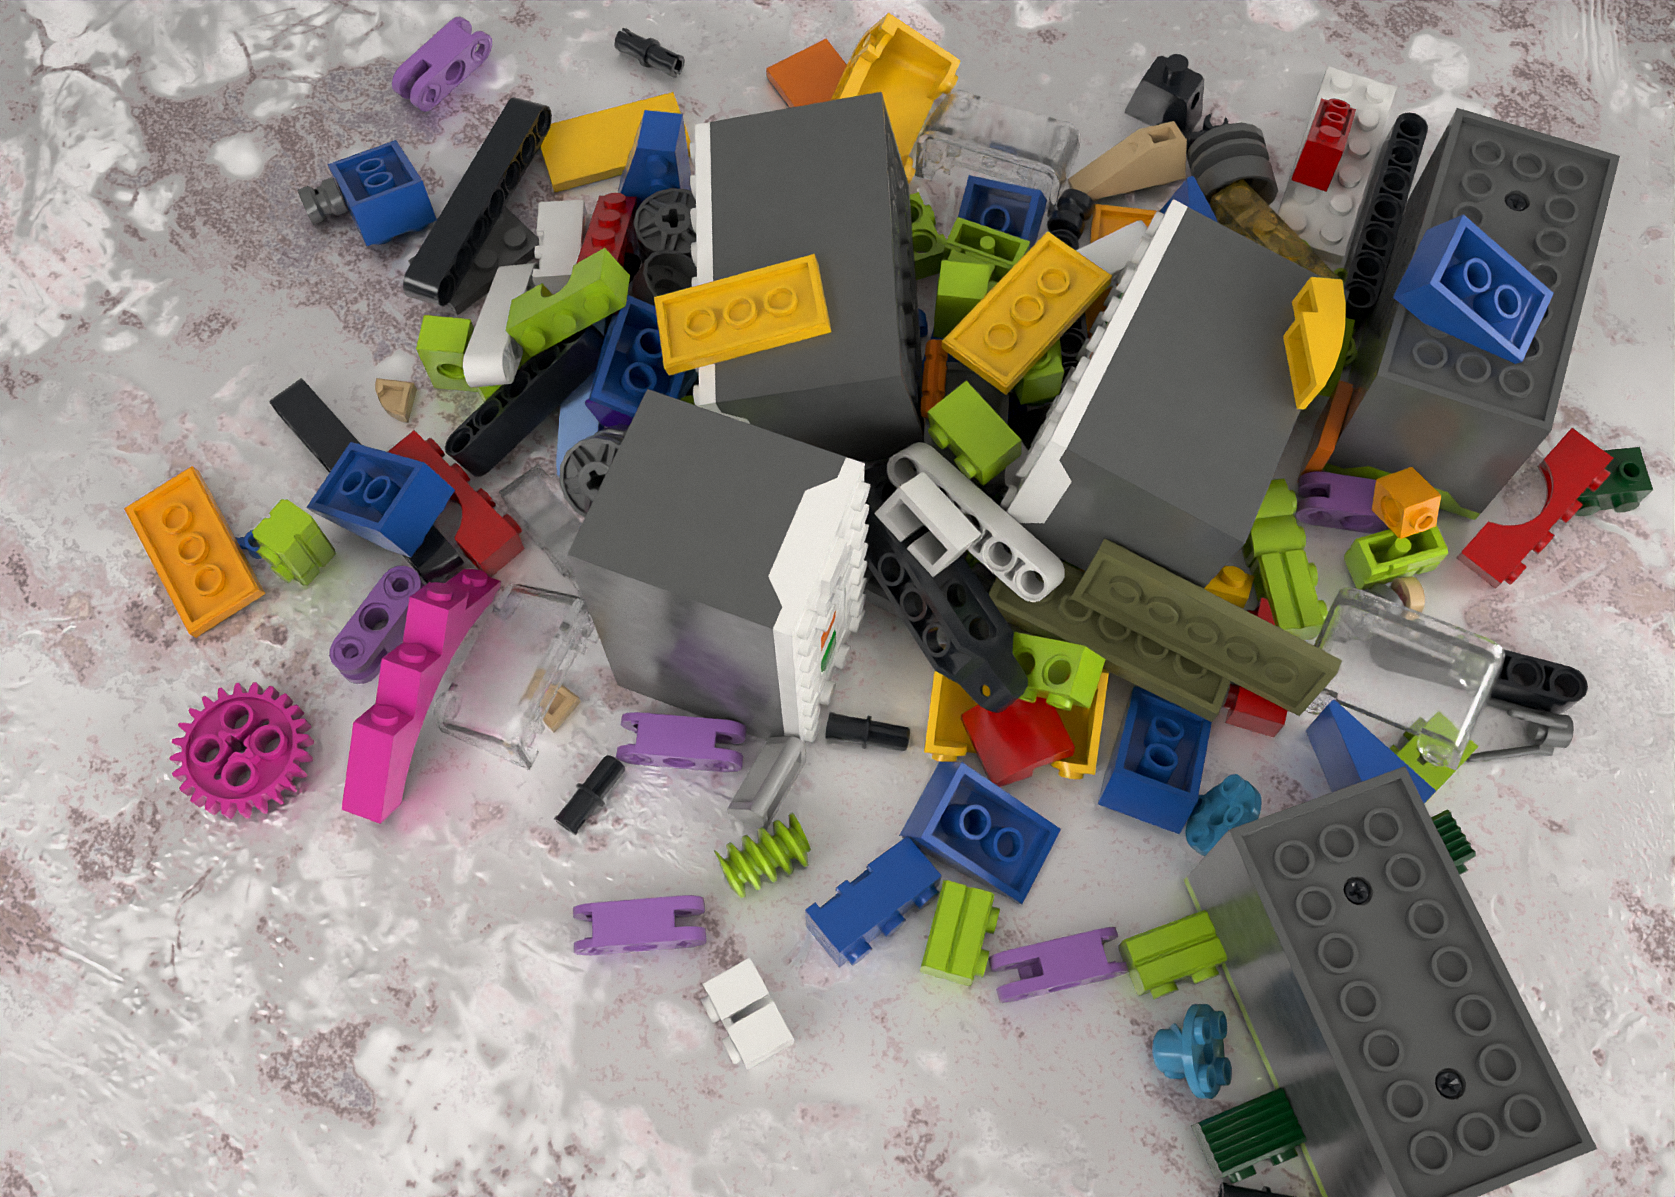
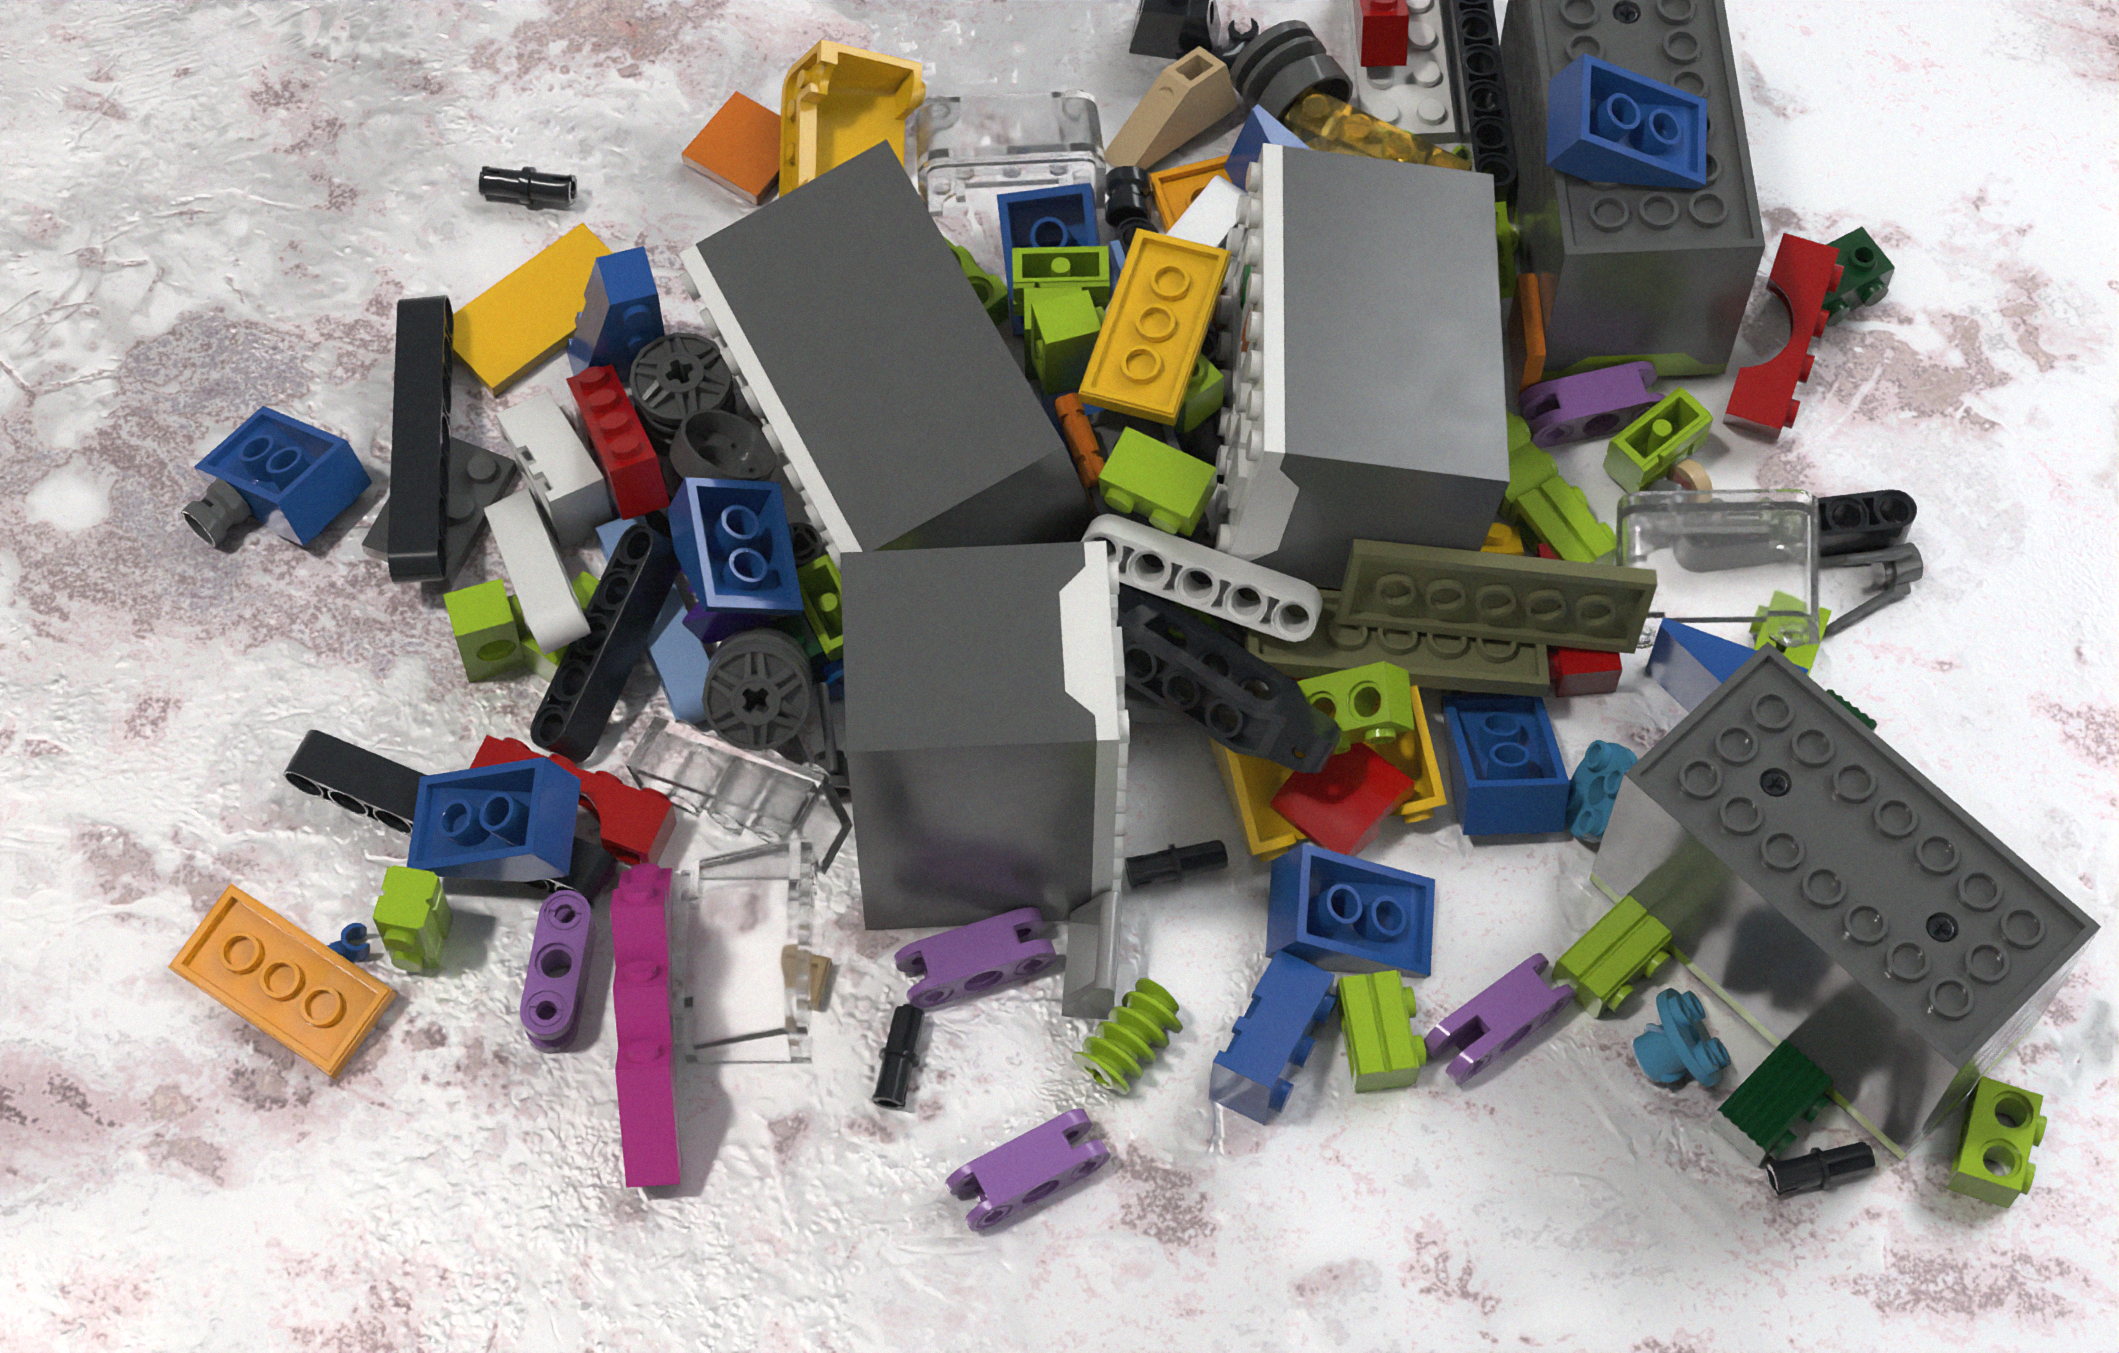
camera: 25 degrees left, 5 degrees down
(216, 729) = (424, 1167): dark pink gear -> none
(396, 397) = (430, 711): tan tile -> none
(441, 64) = (276, 292): medium lavender piece -> none
(592, 293) = (646, 494): lime arch -> none
(742, 314) = (848, 447): yellow tile -> none
(748, 1014) = (1198, 1218): white piece -> none
(924, 504) = (1181, 597): white piece -> none
(1315, 336) = (1482, 238): yellow slope -> none
(1406, 502) = (1646, 380): light orange brick -> none

